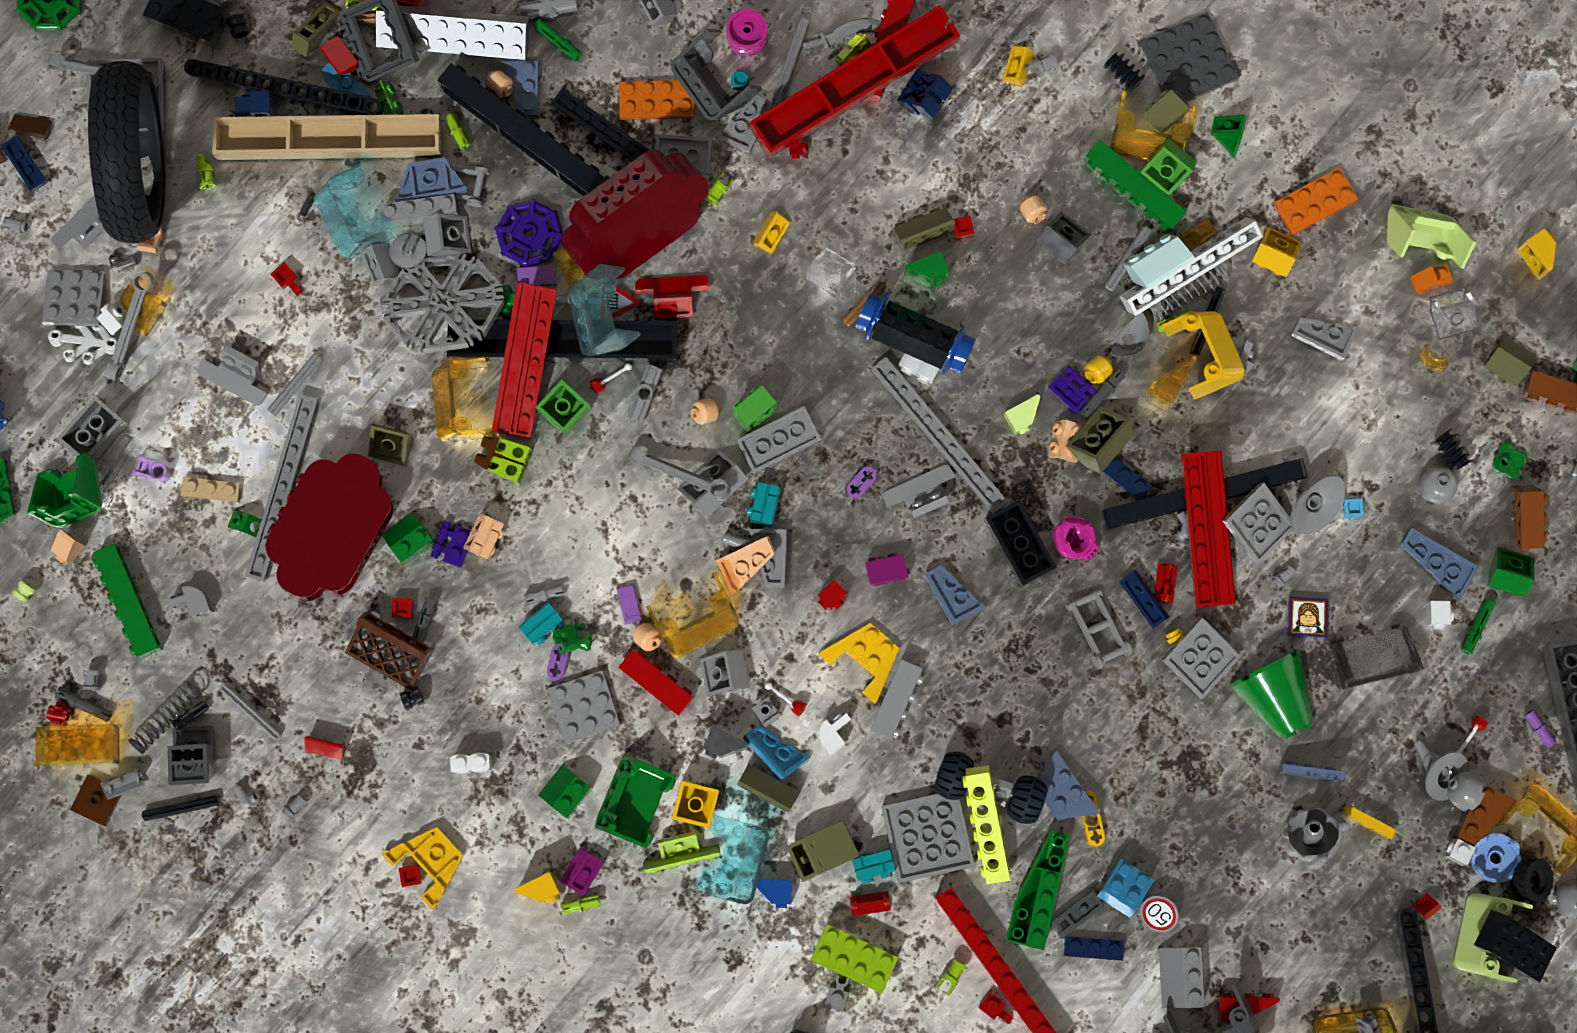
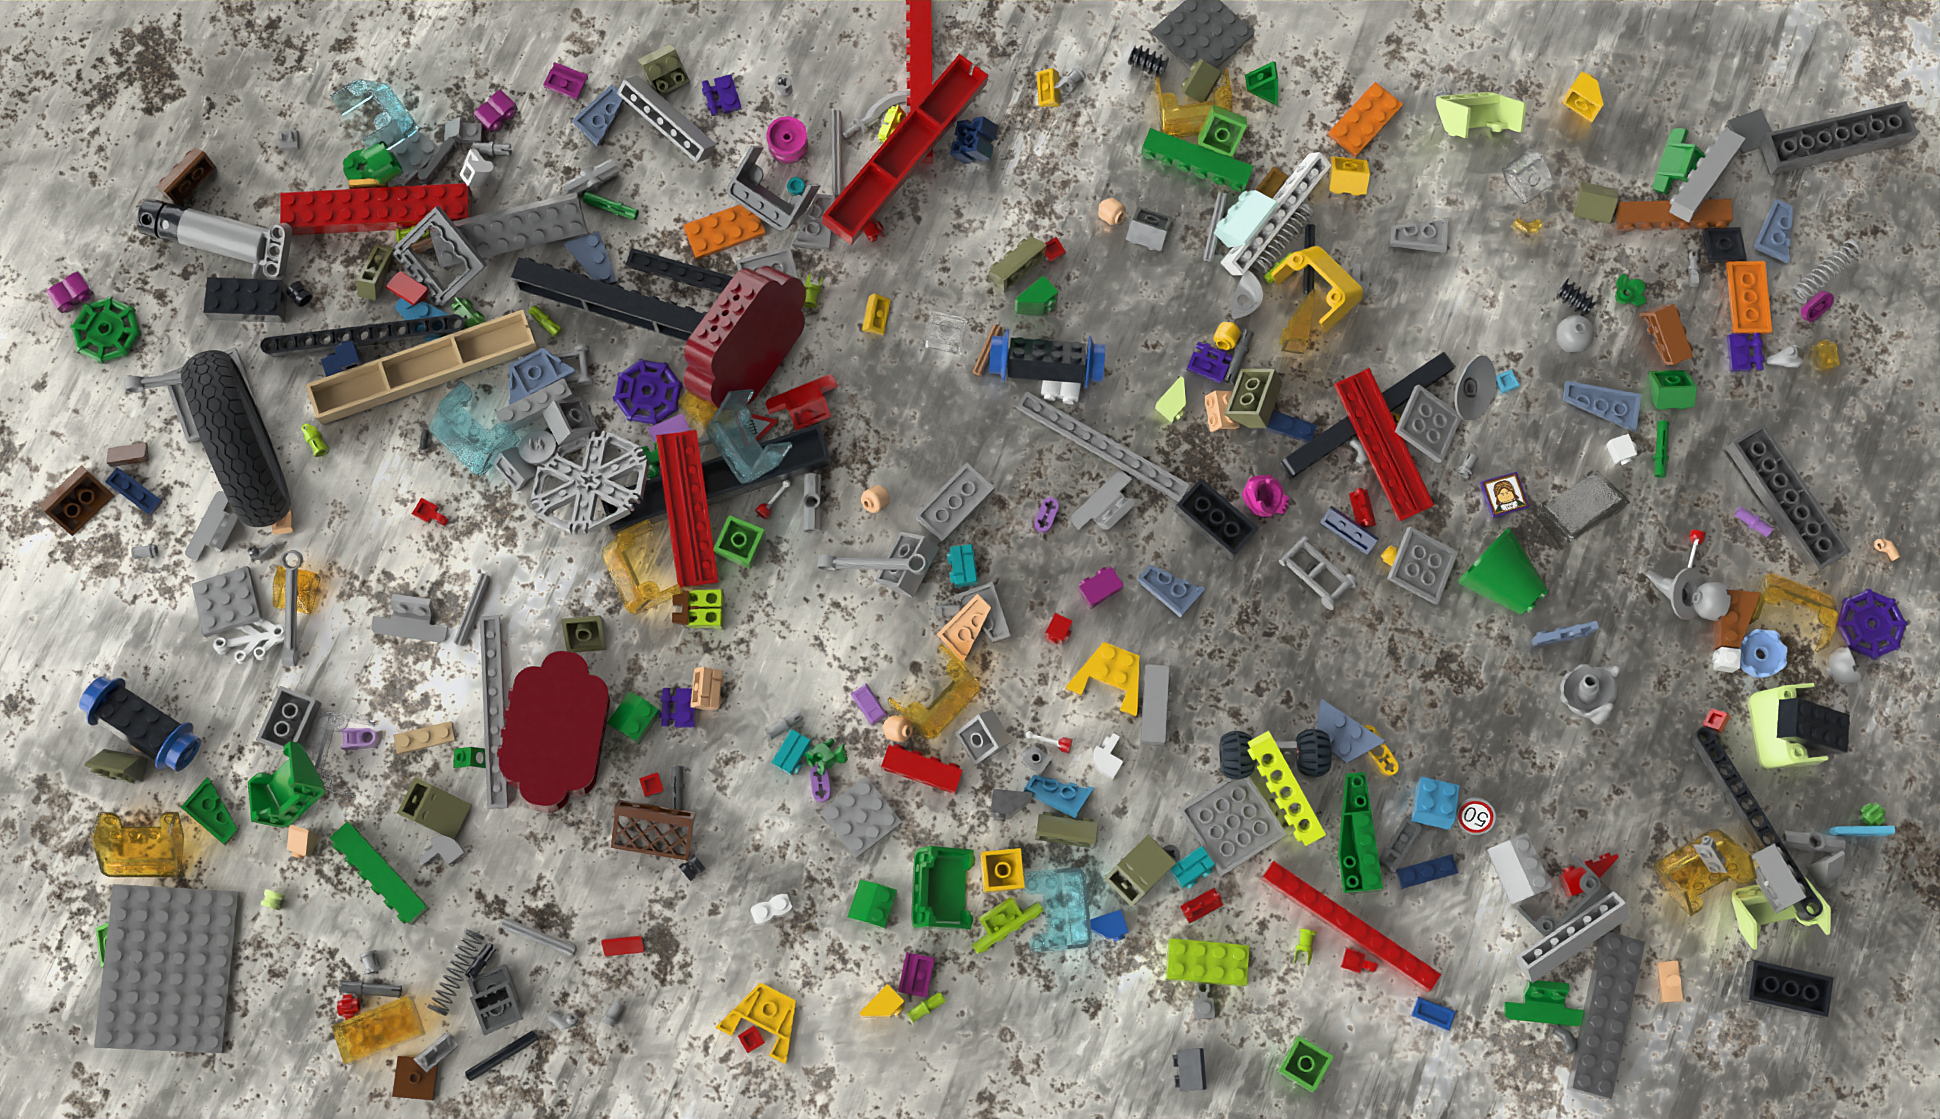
camera: 25 degrees left, 5 degrees down
(112, 317) = (272, 606): white brick -> none
(196, 559) = (434, 808): none -> olive slope
(499, 83) = (570, 261): light nougat head -> none
(754, 408) = (921, 480): bright green brick -> none
(1369, 822) = (1633, 662): yellow beam -> none
(1431, 278) = (1495, 152): orange slope -> none
(1522, 876) = (1794, 662): black tyre -> none

